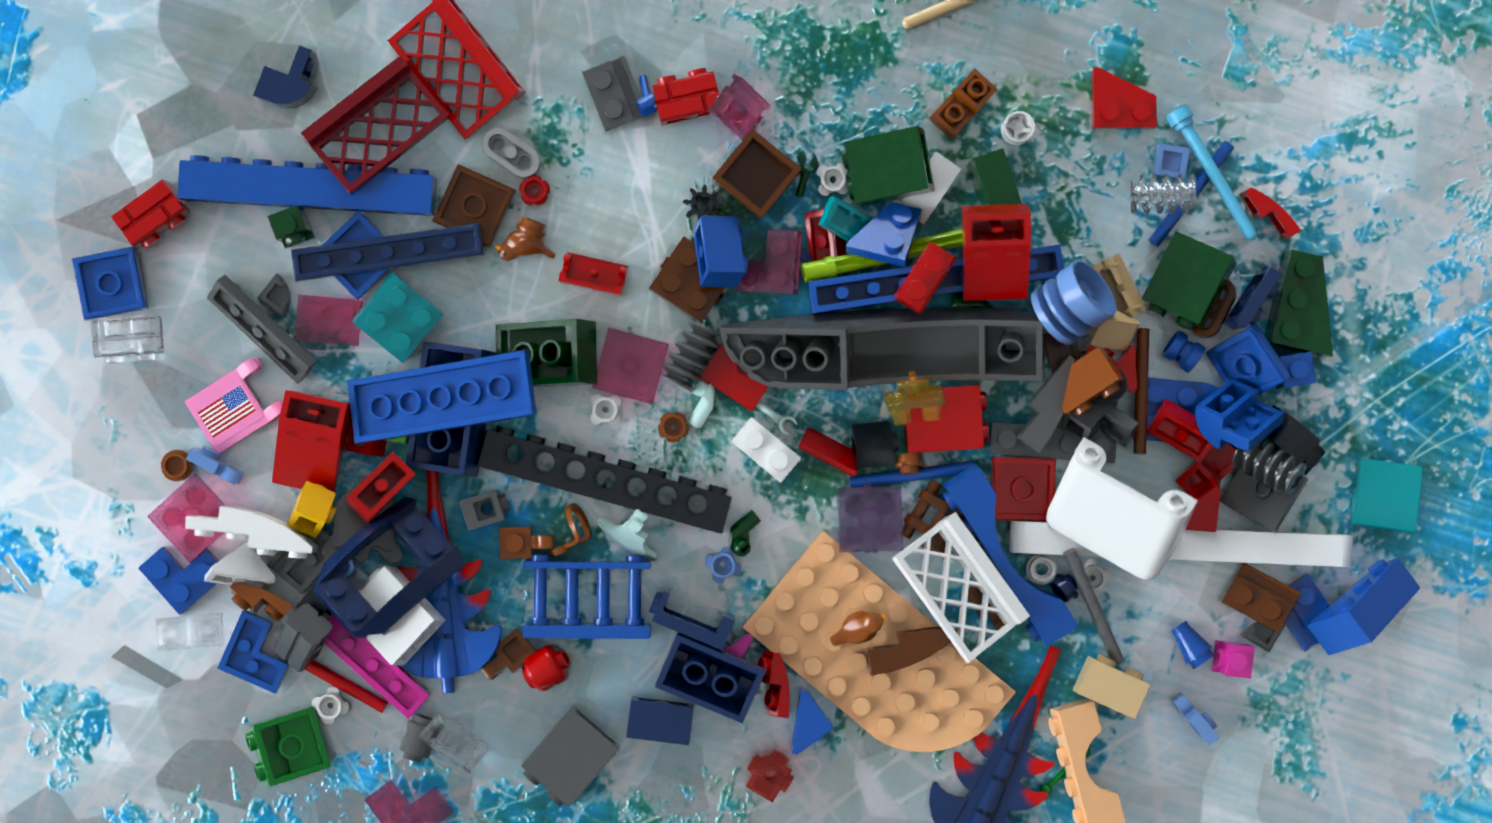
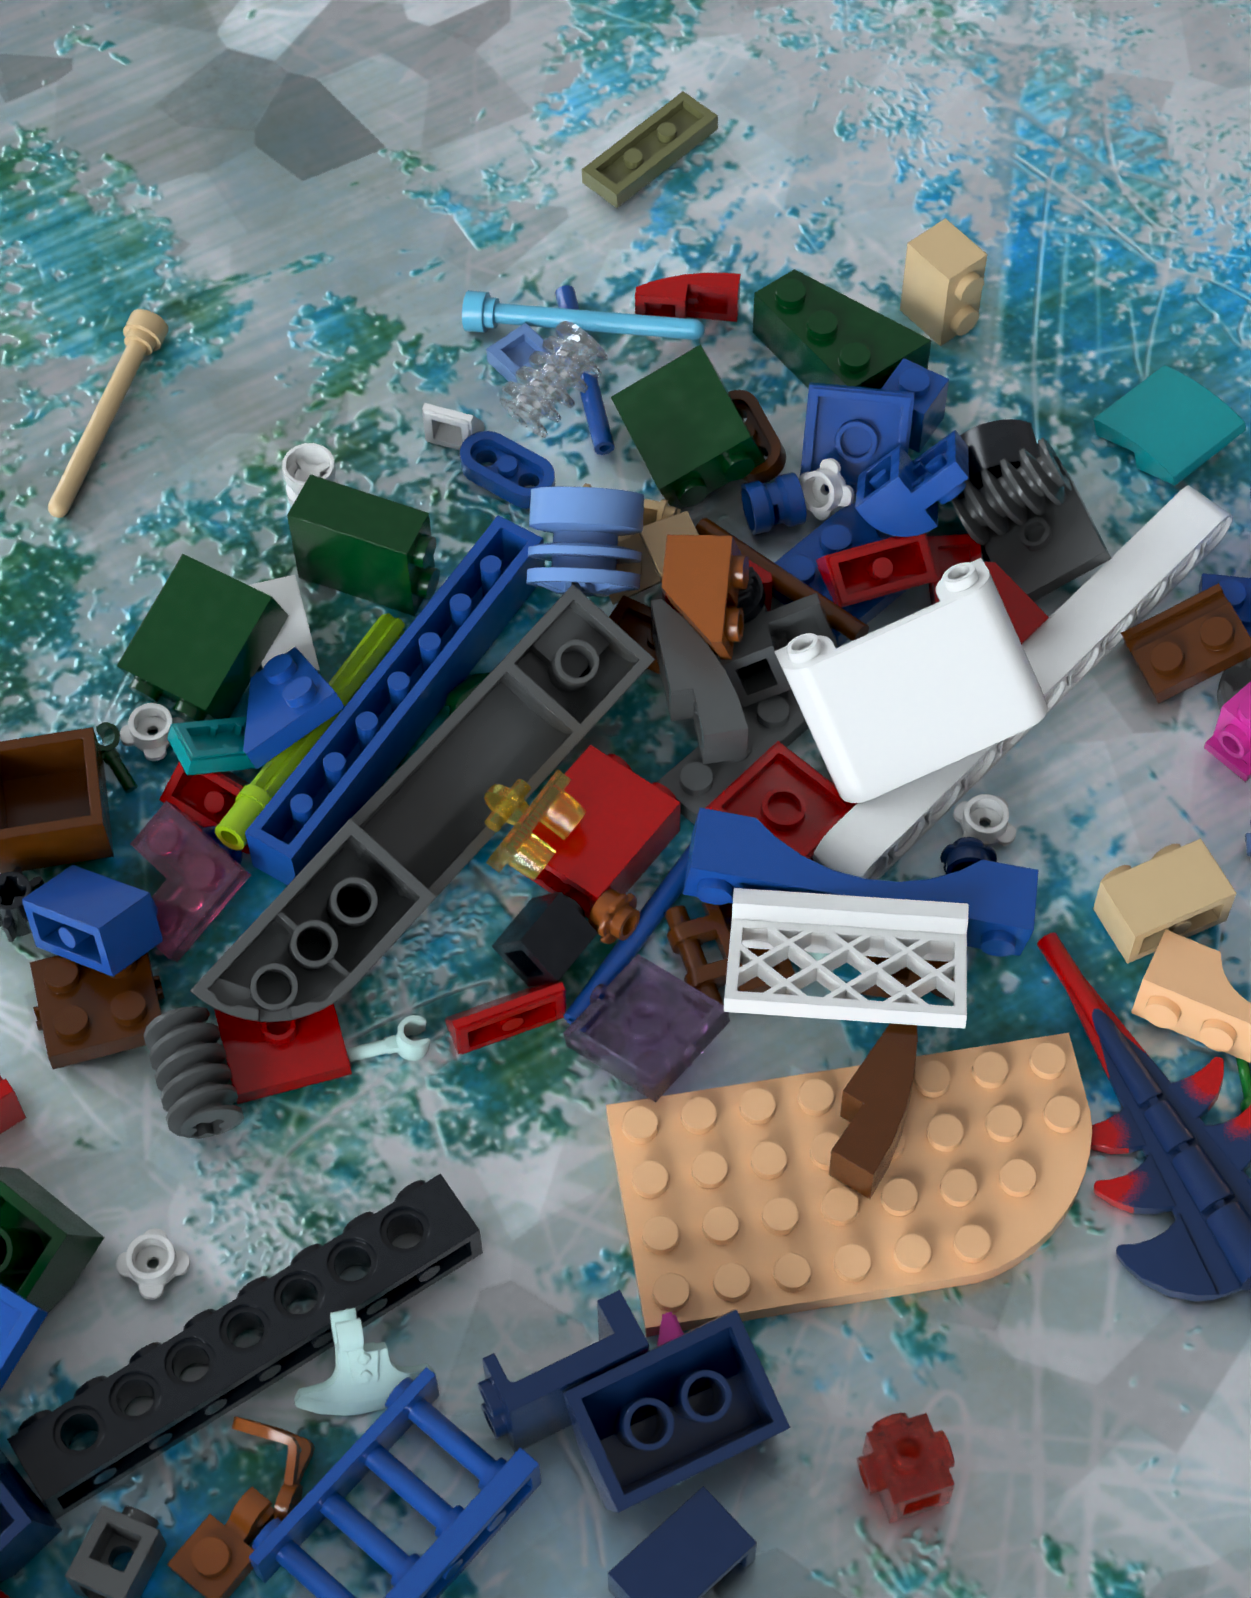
camera: 50 degrees left, 30 degrees down
(630, 365) = (129, 1177): clear pink plate -> none
(673, 418) = (265, 1174): dark orange plate -> none
(704, 406) = (281, 1120): light aqua arm -> none
(719, 573) = (526, 1267): medium blue plate -> none
(739, 533) = (505, 1222): dark green arm -> none
(766, 449) = (415, 1068): white brick -> none
(778, 696) = (788, 1349): red slope -> none
(809, 724) = (871, 1344): blue slope -> none
(858, 628) = (789, 1140): dark orange animal -> none
(924, 278) = (379, 679): red brick -> none
(963, 103) = (219, 518): dark orange slope -> none
(996, 251) = (430, 564): red slope -> none
(1050, 573) = (915, 859): white plate -> none
(1093, 605) = (1015, 835): flat silver bar -> none
(1102, 212) = (511, 468): none -> blue plate
(1105, 164) = (448, 426): none -> white slope
(1120, 103) = (398, 363): red wing -> none
(1192, 646) = (1186, 769): blue cone -> none
(1209, 370) = (814, 491): none -> white plate
(1247, 307) = (776, 374): dark blue plate -> none
(1352, 111) = (649, 149): none -> olive plate
(1377, 332) = (943, 282): none -> tan brick

